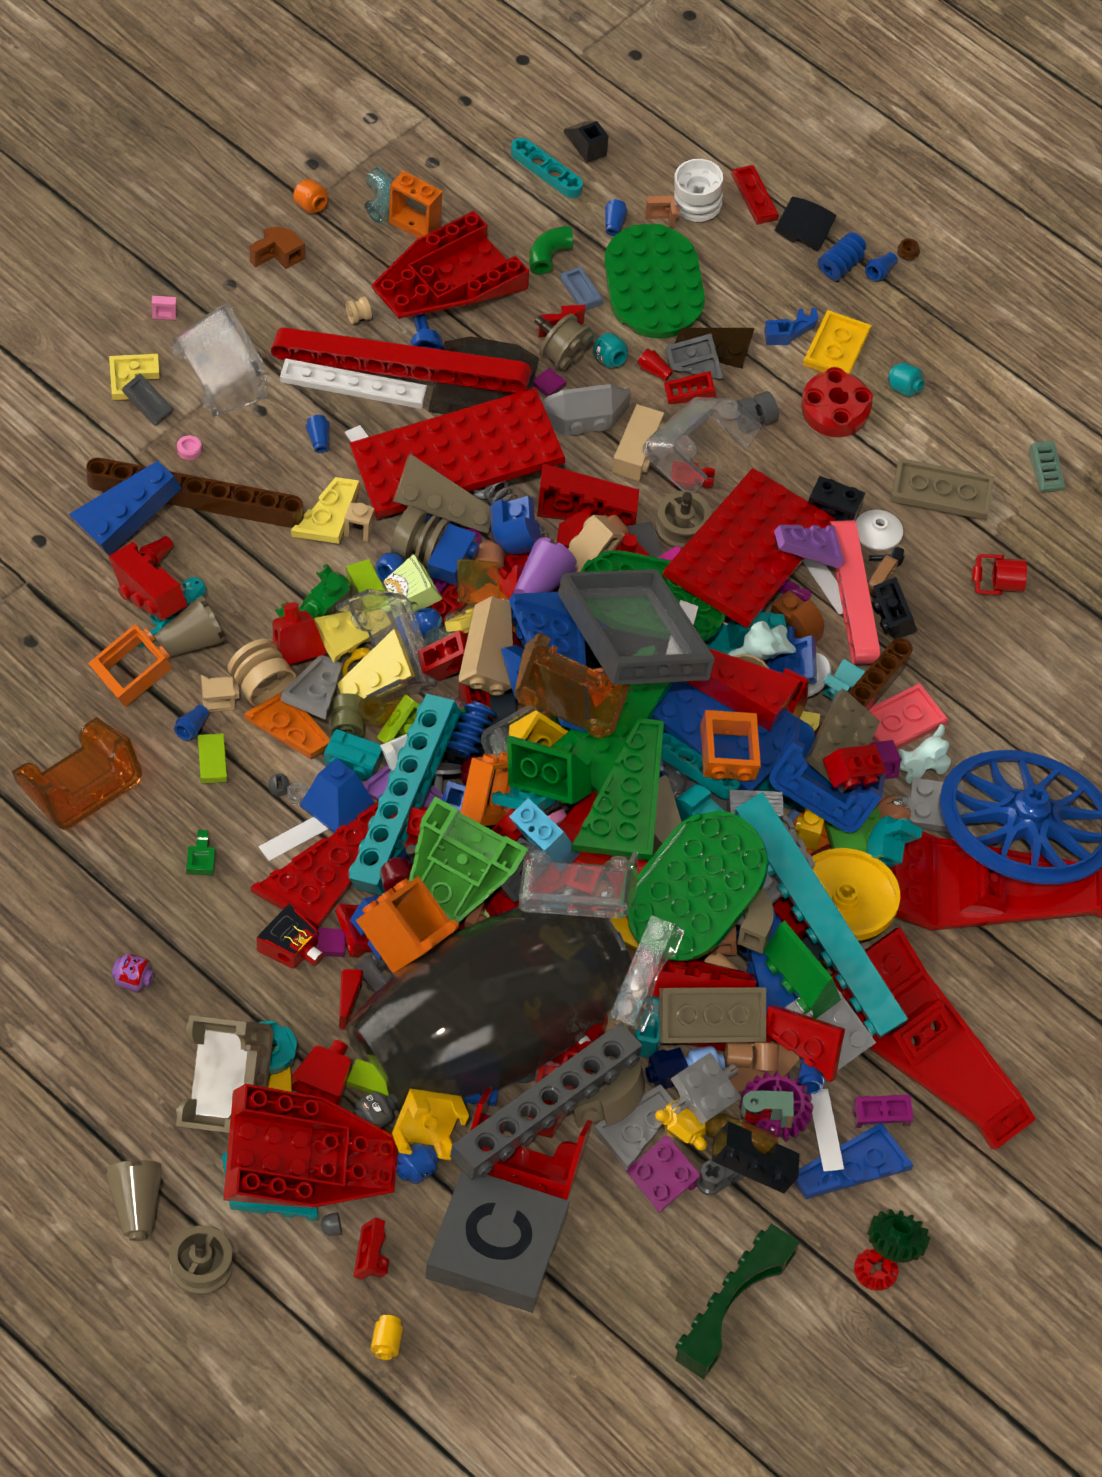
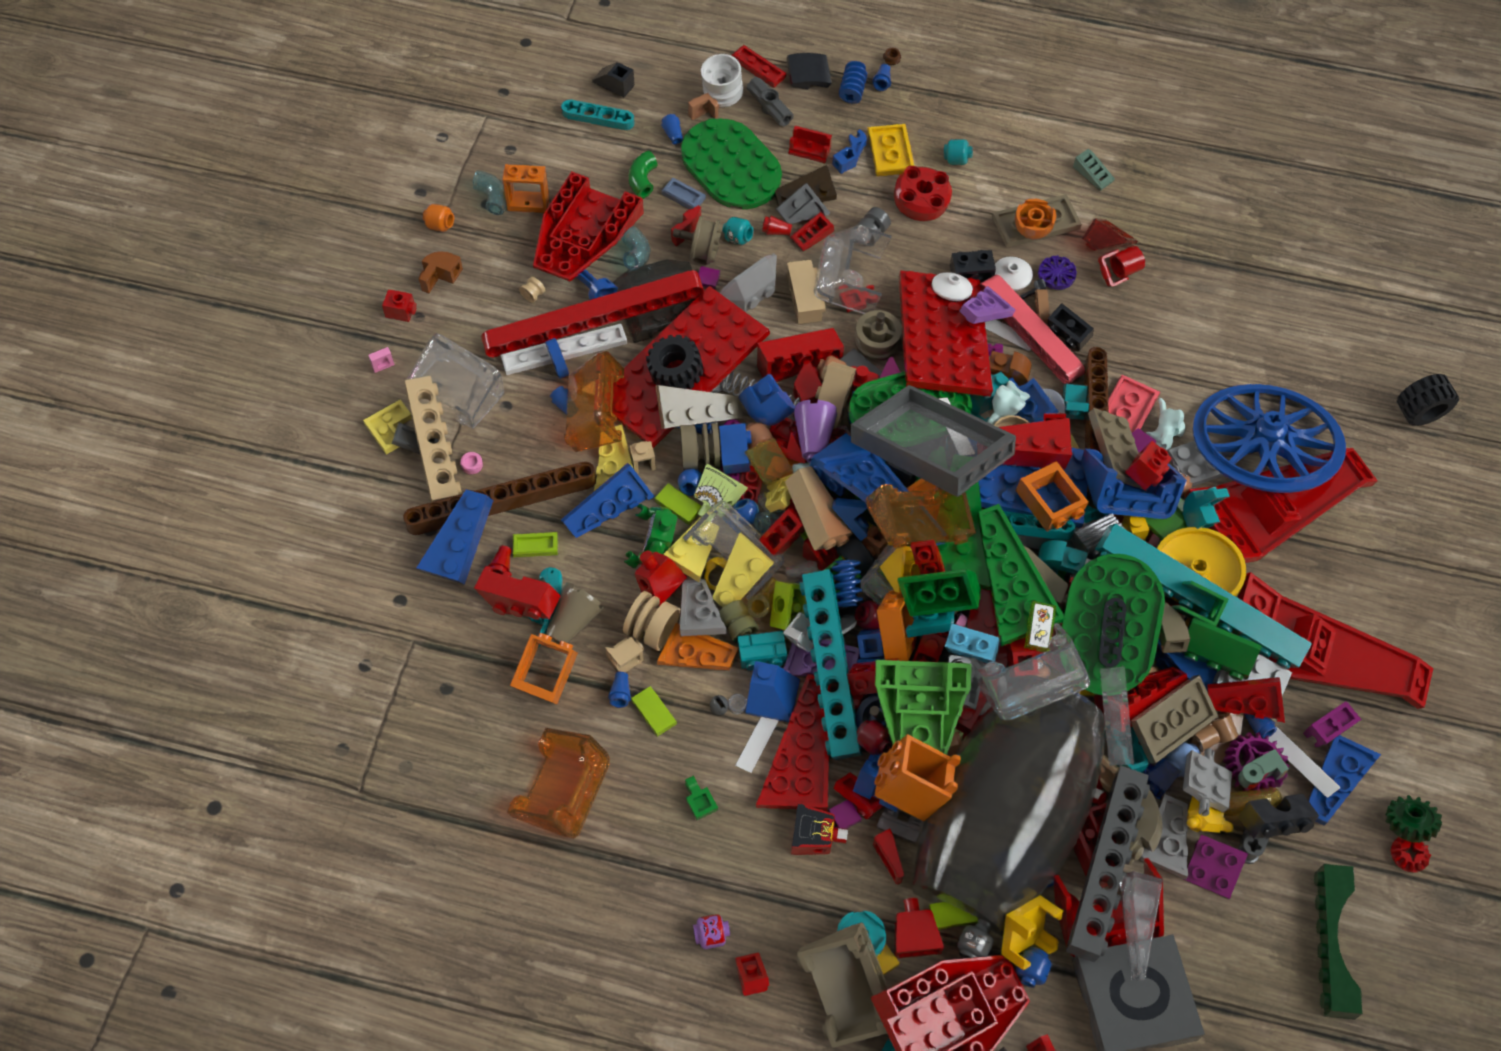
camera: 25 degrees left, 5 degrees up
(145, 1029) = (752, 974): none -> red slope
(172, 350) = (421, 389): none -> tan brick
(200, 553) = (535, 544): none -> lime tile
(215, 263) = (399, 305): none -> red brick
(297, 545) = (613, 497): none -> blue wing
(328, 457) = (590, 403): none -> clear orange windscreen
(337, 387) = (557, 358): none -> blue beam
(443, 429) = (671, 350): none -> black tyre
(495, 320) = (639, 249): none -> clear light blue cylinder
(547, 1148) = (1140, 907): none -> clear wedge
(553, 728) = (927, 557): none -> red slope
(621, 843) = (1040, 626): none -> tile
(706, 878) = (1119, 615): none -> black beam
(738, 235) = (770, 101): none -> dark grey piece
(750, 299) = (810, 144): none -> red hinge
(794, 508) = (952, 286): none -> white dish
(815, 928) = (1219, 604): none -> green piece
(926, 551) = (1057, 272): none -> dark purple wheel
(930, 481) = (1035, 219): none -> orange cylinder
(1008, 538) = (1106, 235): none -> clear red slope

